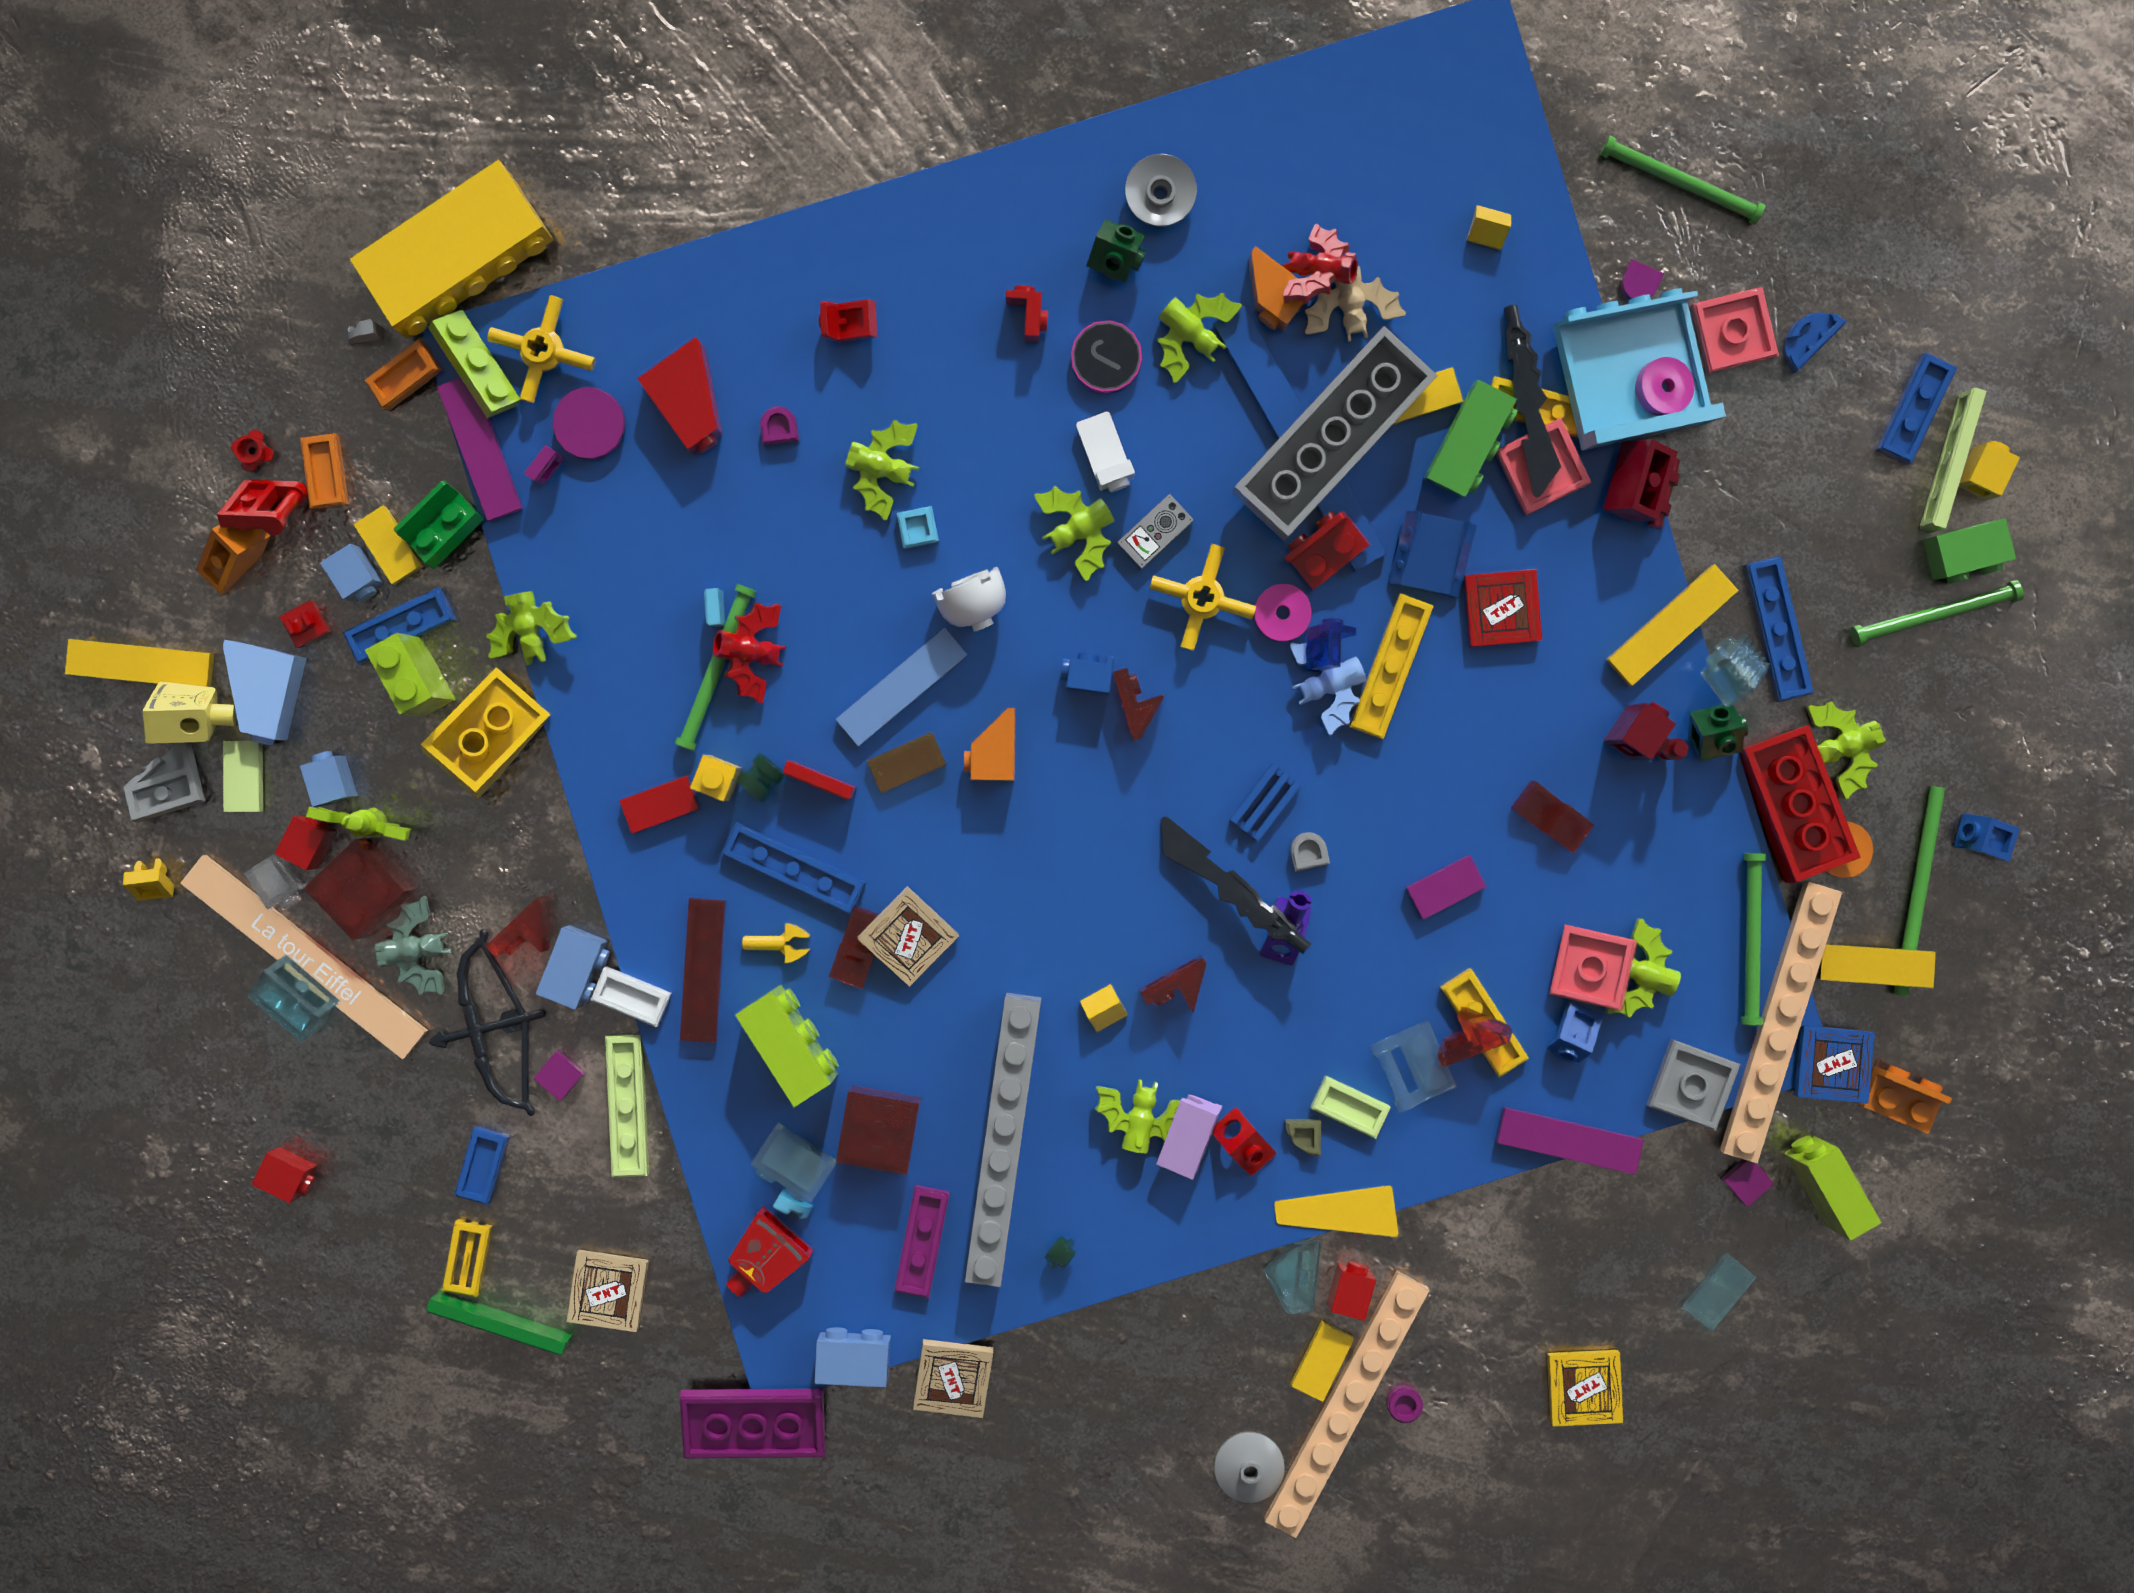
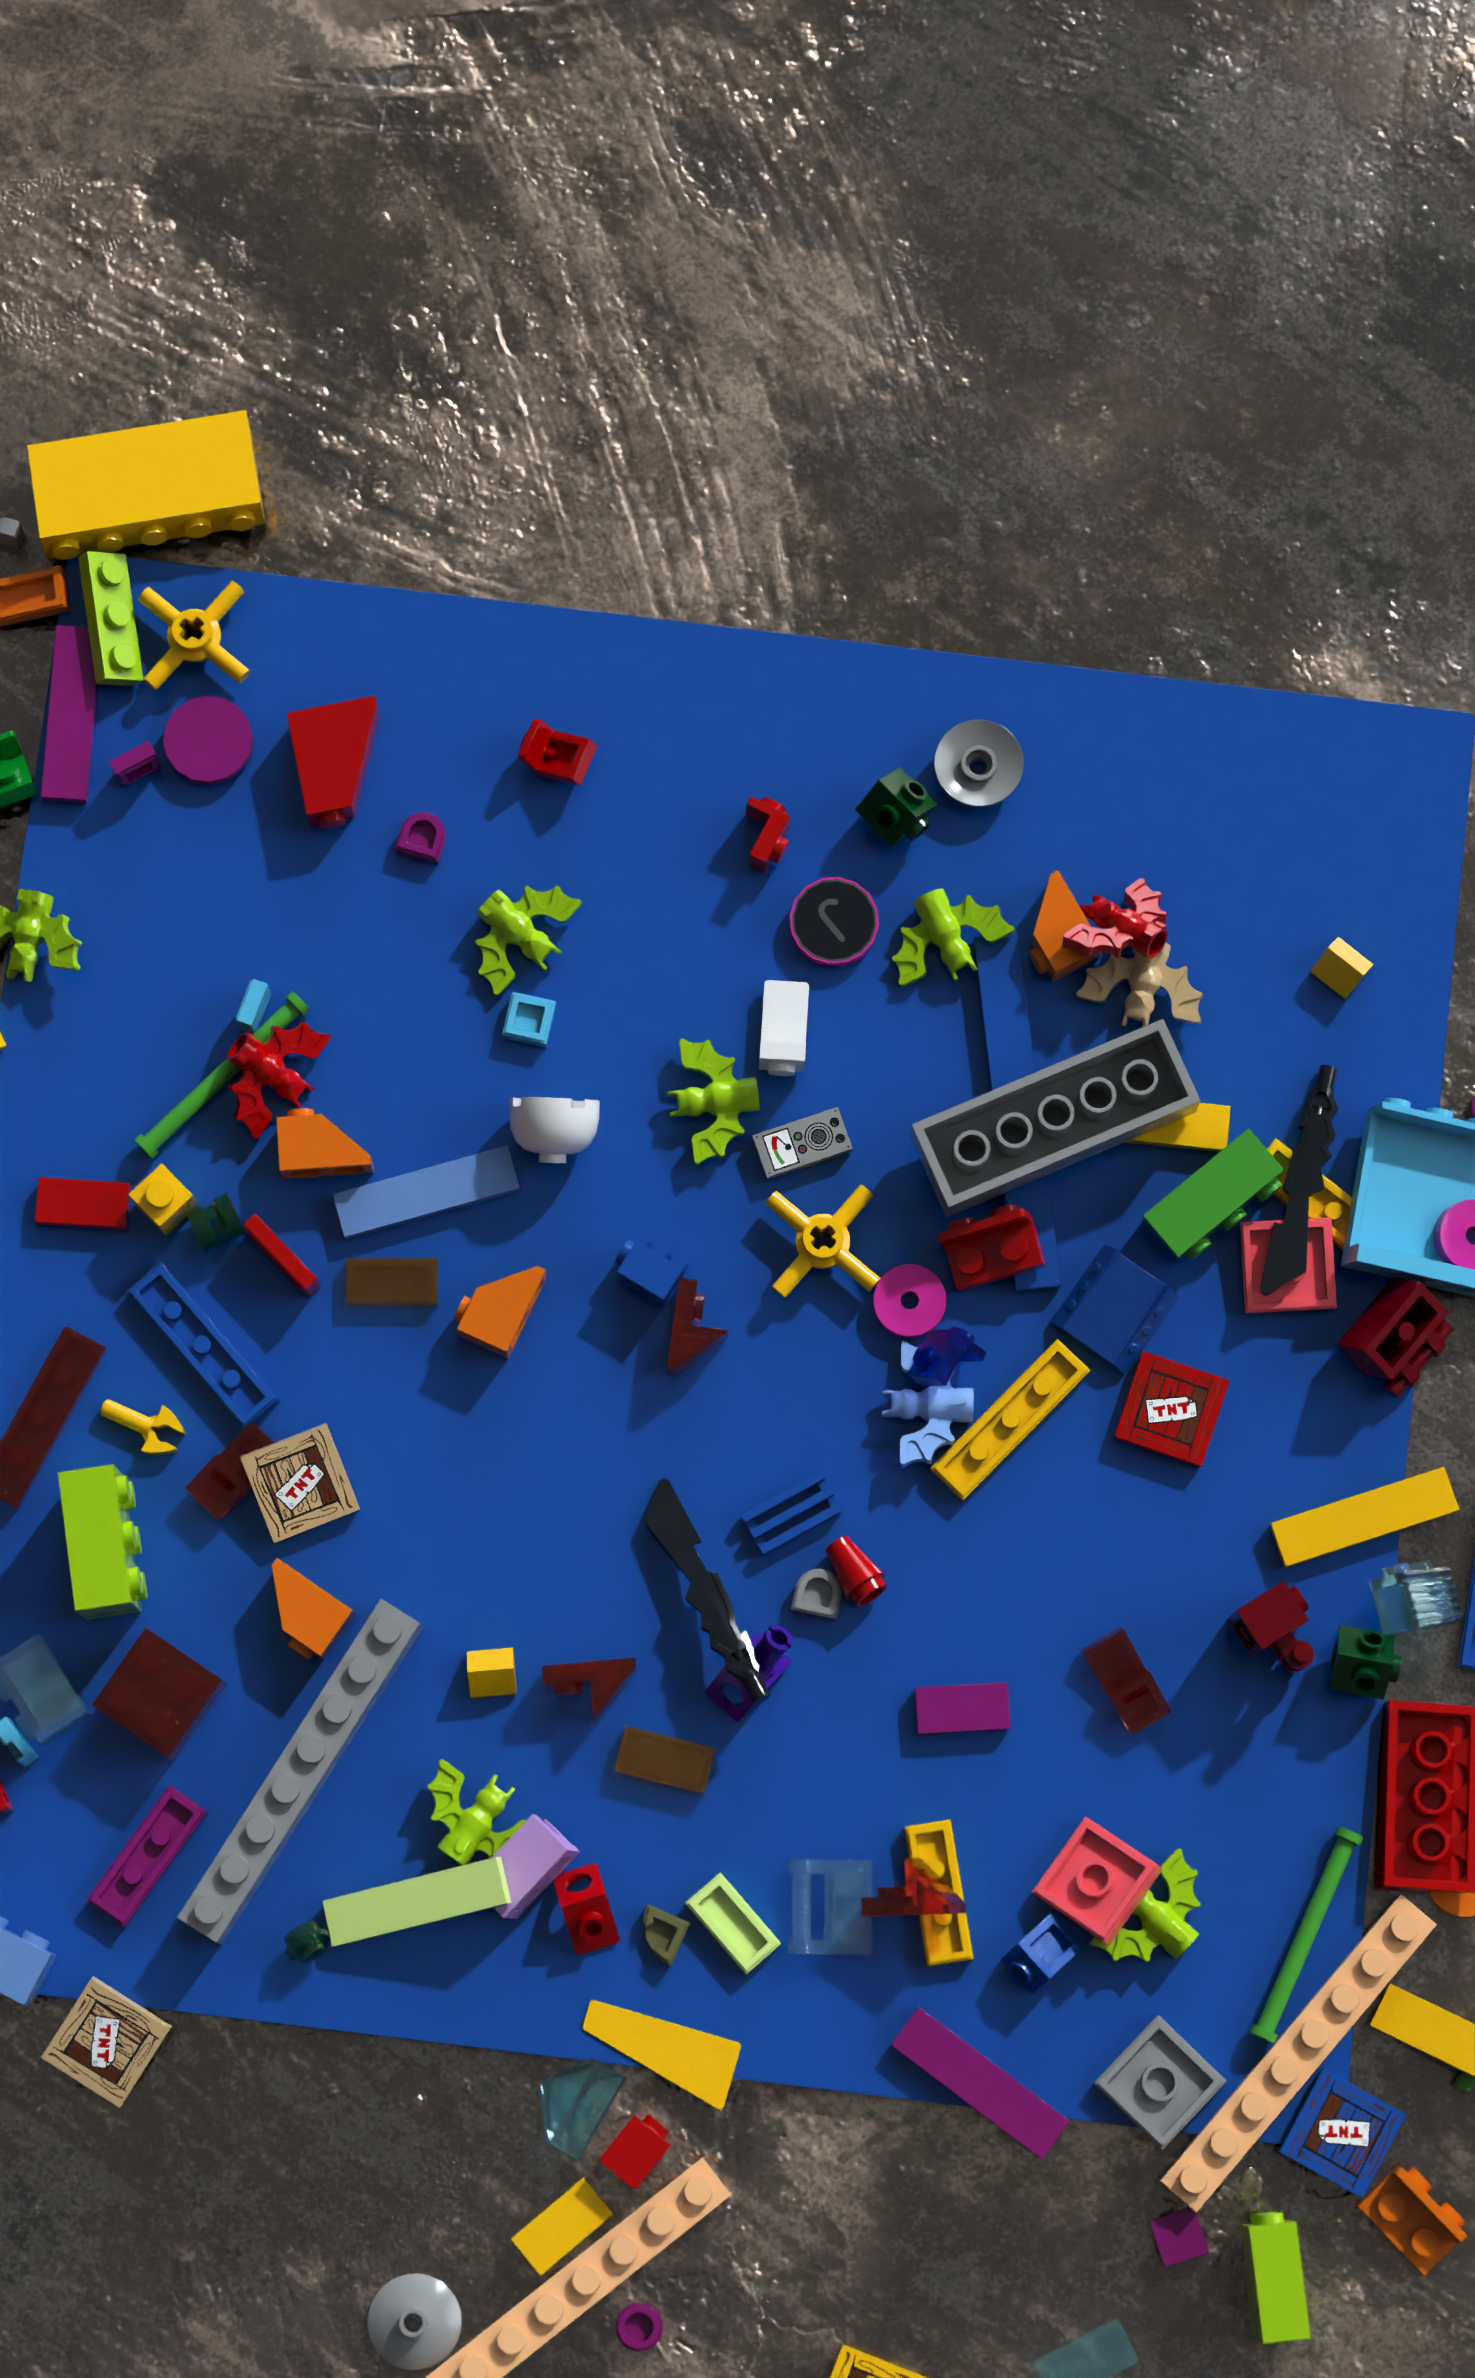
camera: 15 degrees right, 10 degrees down
(807, 690) = (317, 1148): none -> orange slope
(956, 1025) = (308, 1613): none -> orange slope
(1126, 1193) = (416, 1901): none -> yellowish green tile
(1253, 1015) = (665, 1760): none -> clear orange tile
(1329, 824) = (856, 1572): none -> red cone

